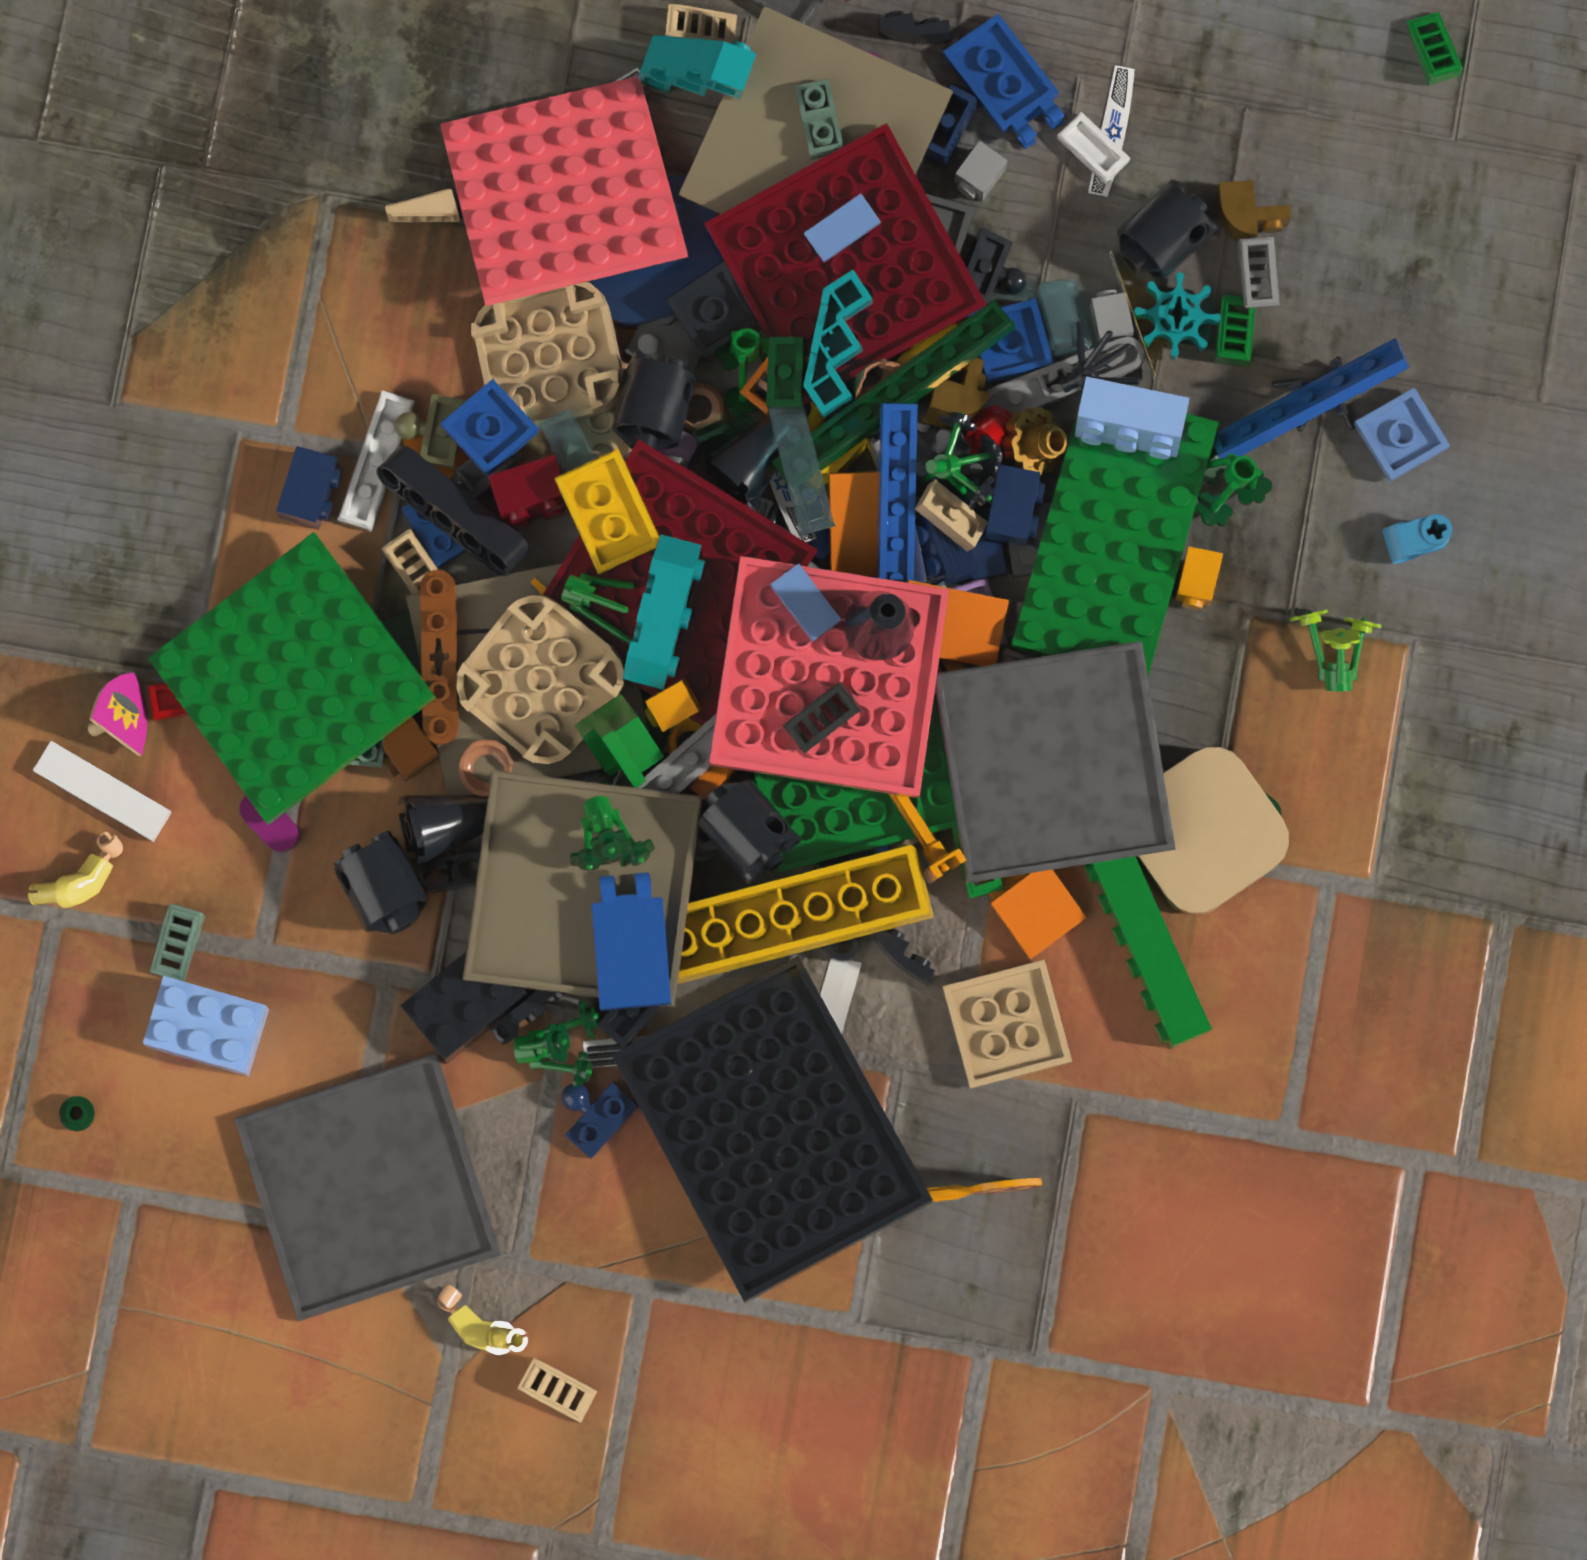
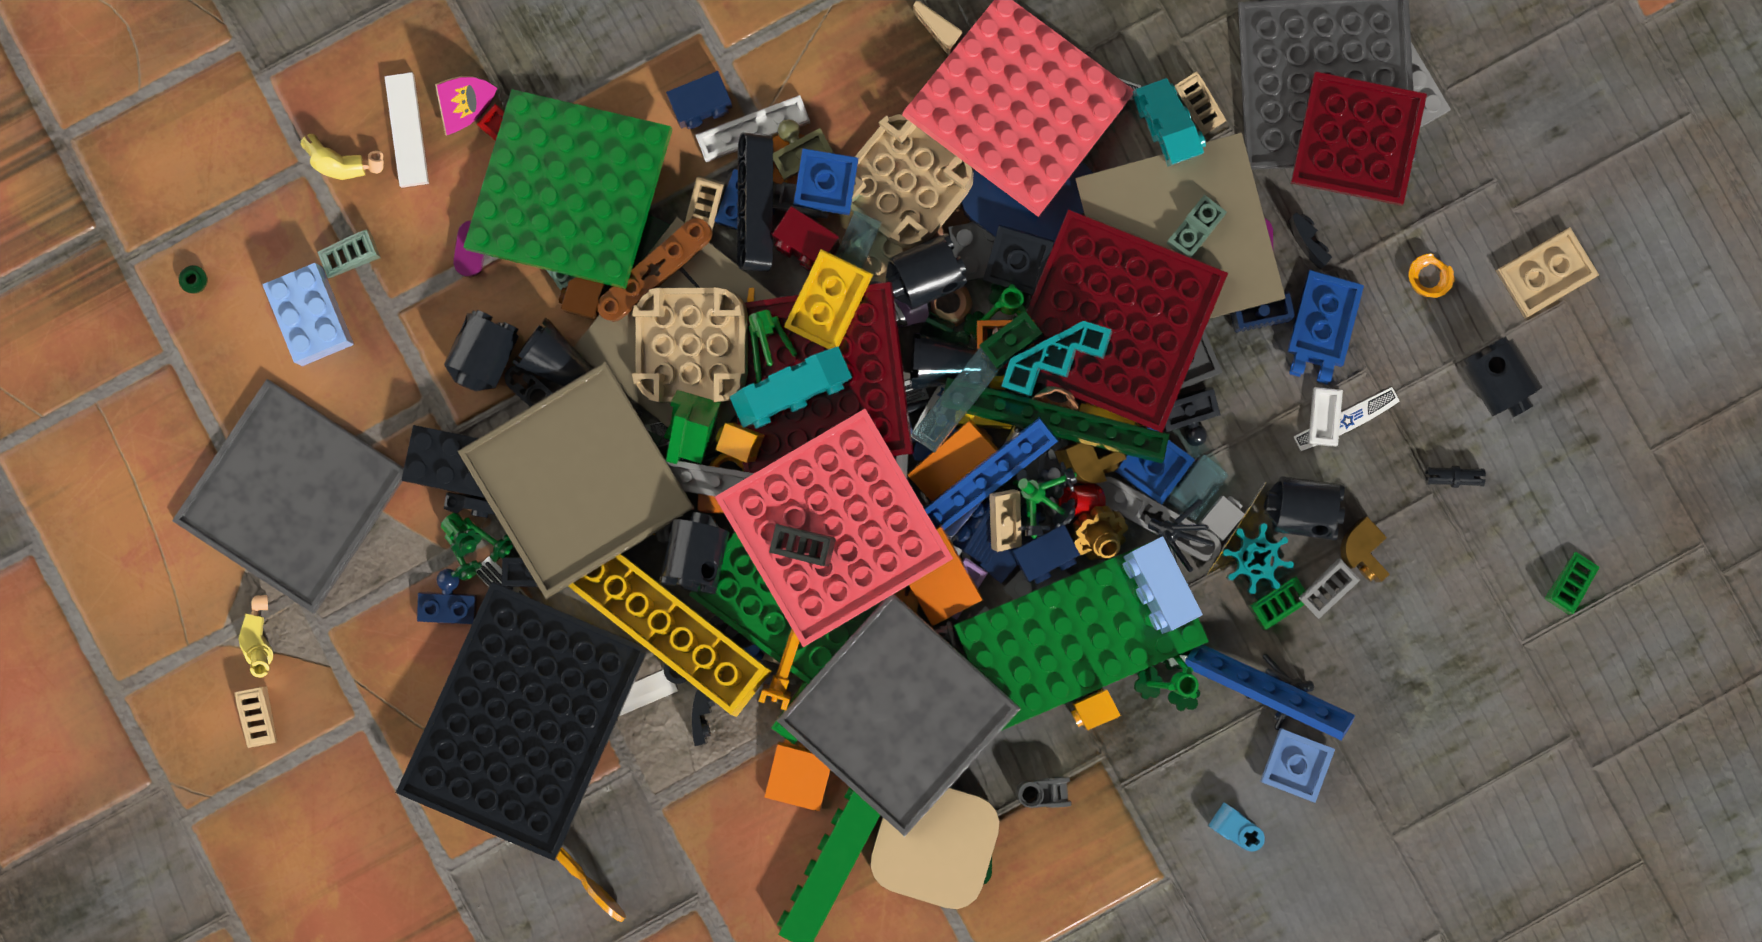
camera: 55 degrees right, 5 degrees up
(472, 753) = (597, 345): nougat piece -> none
(608, 844) = (626, 455): plant -> none
(630, 947) = (560, 541): blue tile -> none
(805, 602) = (867, 474): medium blue tile -> none
(842, 228) = (1135, 300): medium blue tile -> none
(879, 625) = (878, 529): cone -> none
(980, 172) = (1249, 357): light grey brick -> none
(1007, 1024) = (710, 815): tan plate -> none
(1242, 686) = (1047, 792): none -> dark grey piece
(1247, 74) = (1455, 476): none -> black pin
(1338, 675) = (1108, 848): plant -> none

